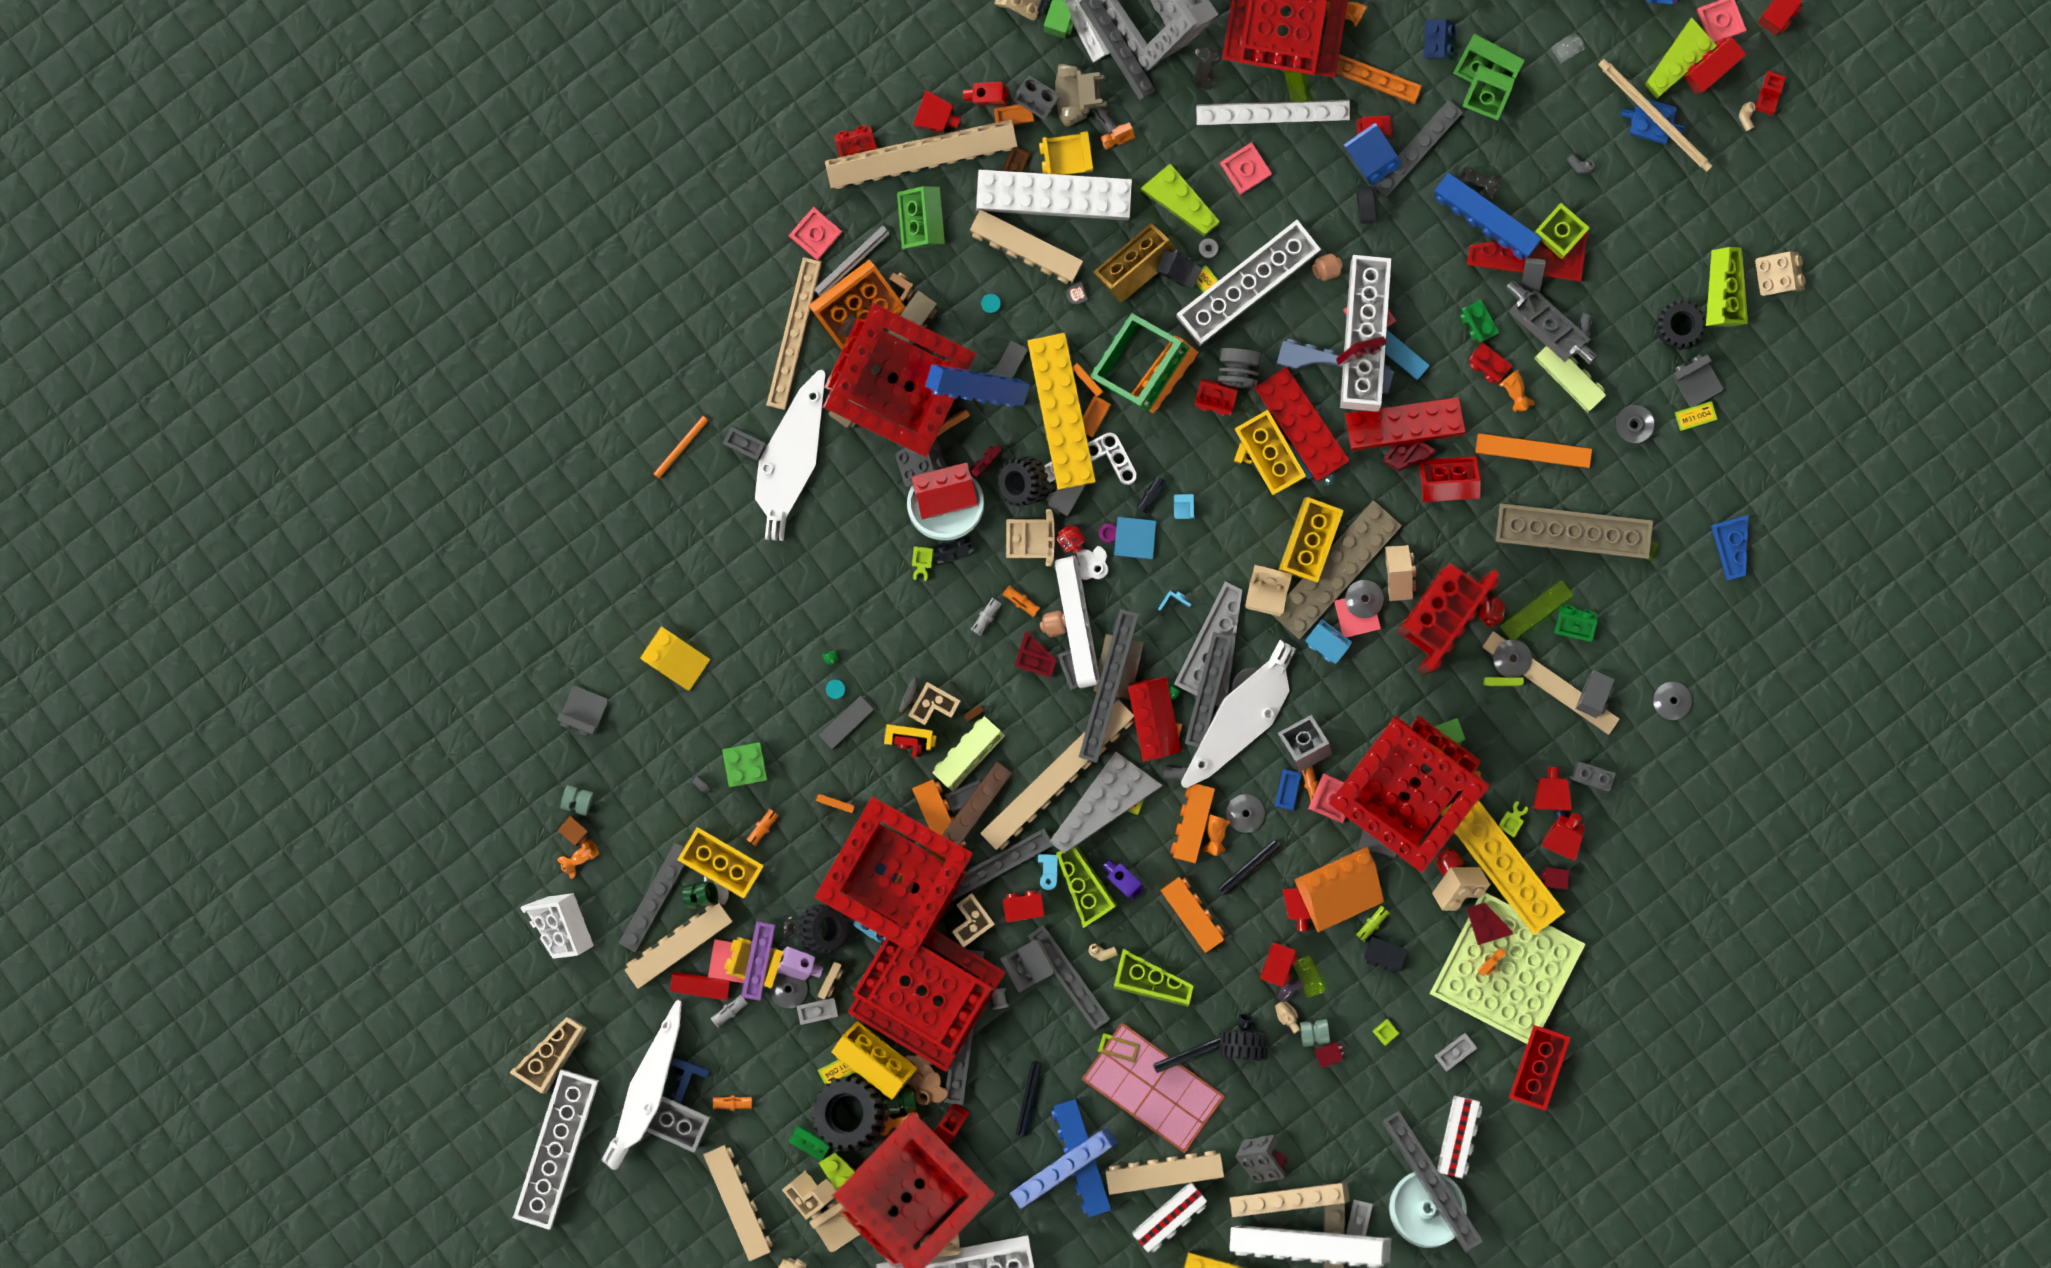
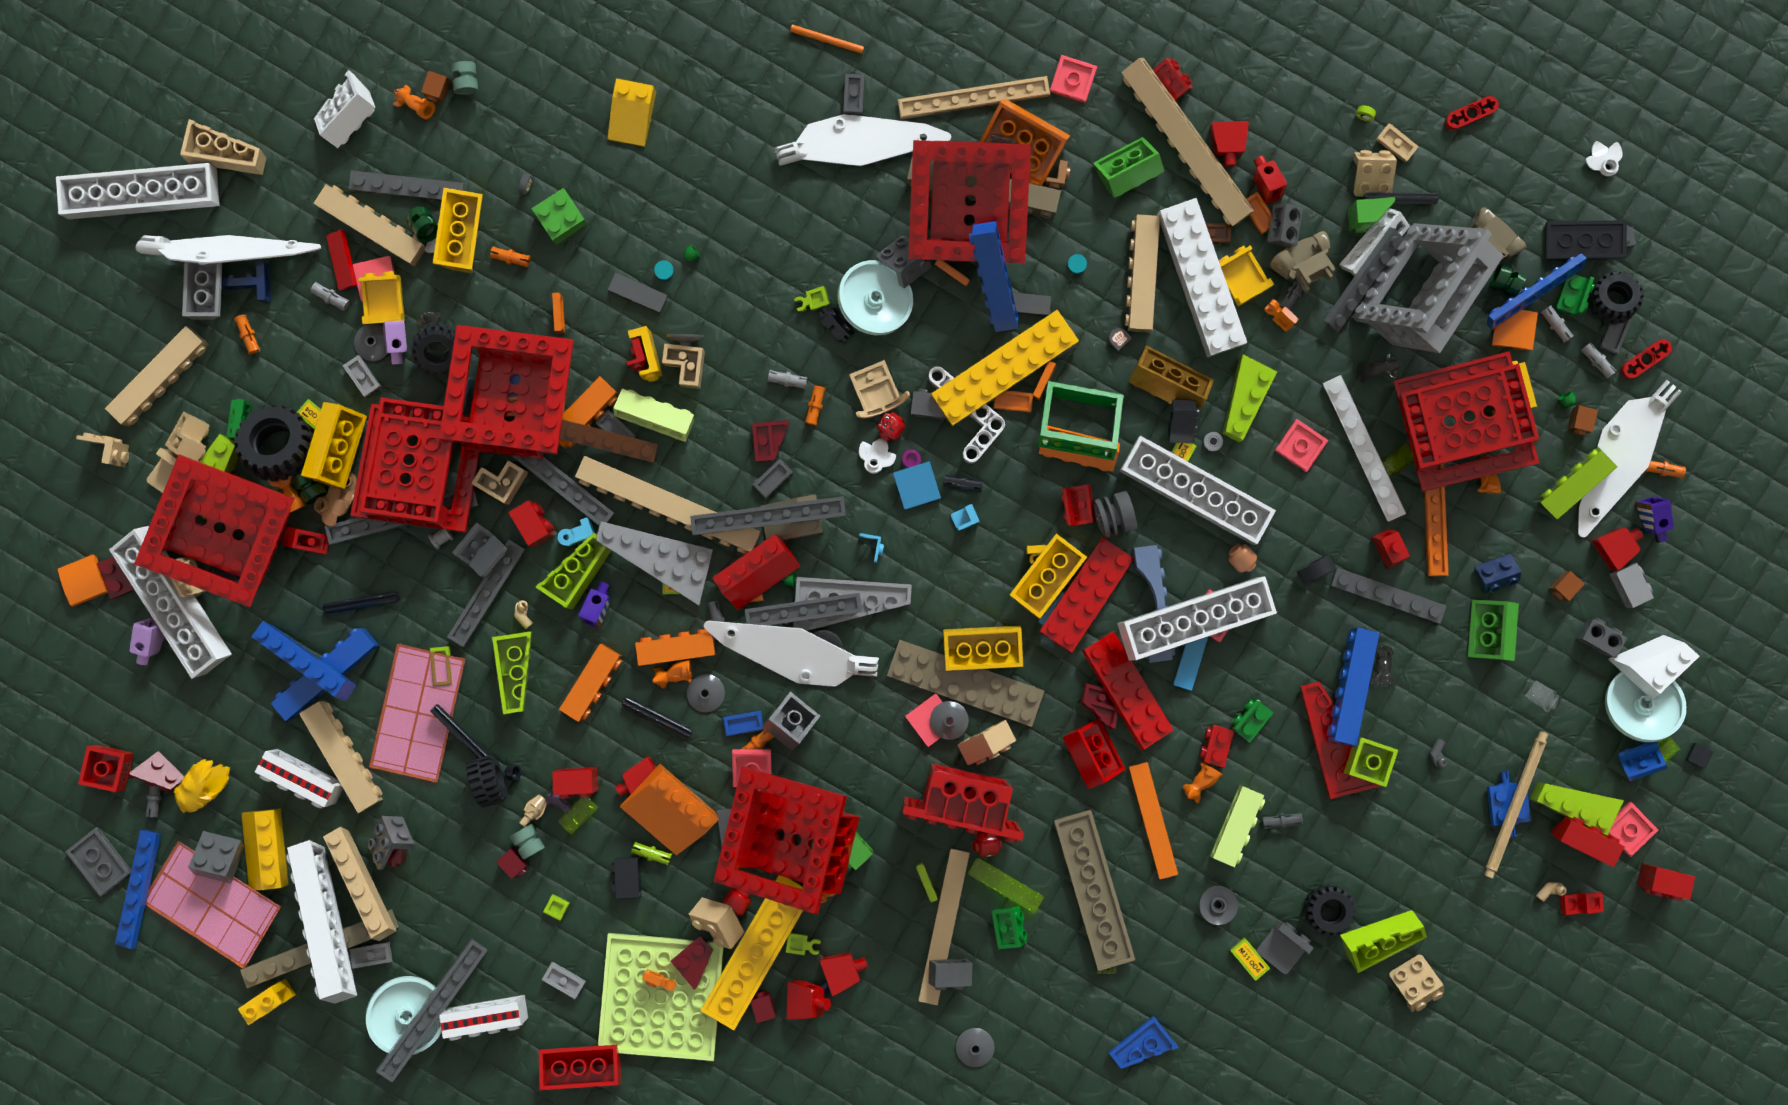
camera: 65 degrees right, 0 degrees up
(582, 711) = (547, 50): dark grey bracket -> none
(758, 961) = (383, 302): medium lavender tile -> none
(827, 988) = (402, 377): tan plate -> none
(852, 261) = (1063, 122): light grey axle -> none
(944, 491) = (885, 290): red slope -> none
(973, 713) = (693, 404): reddish brown tile -> none
(980, 466) = (923, 316): dark red wing -> none
(1034, 478) = (925, 359): black tyre -> none
(1053, 624) = (807, 444): nougat head -> none
(1077, 622) = (816, 464): white beam -> none
(1268, 590) = (919, 628): tan bracket -> none
(1328, 642) = (895, 703): dark azure brick -> none
(1361, 349) = (1180, 619): dark red wing -> none
(1373, 154) = (1367, 555): blue slope -> none
(1488, 92) = (1470, 639): bright green brick -> none
(1502, 658) = (949, 871): dark grey dish -> none
(1533, 274) = (1317, 751): dark grey tile -> none
(1549, 324) = (1277, 787): dark grey plate -> none
(1593, 776) = (872, 1003): dark grey brick -> none

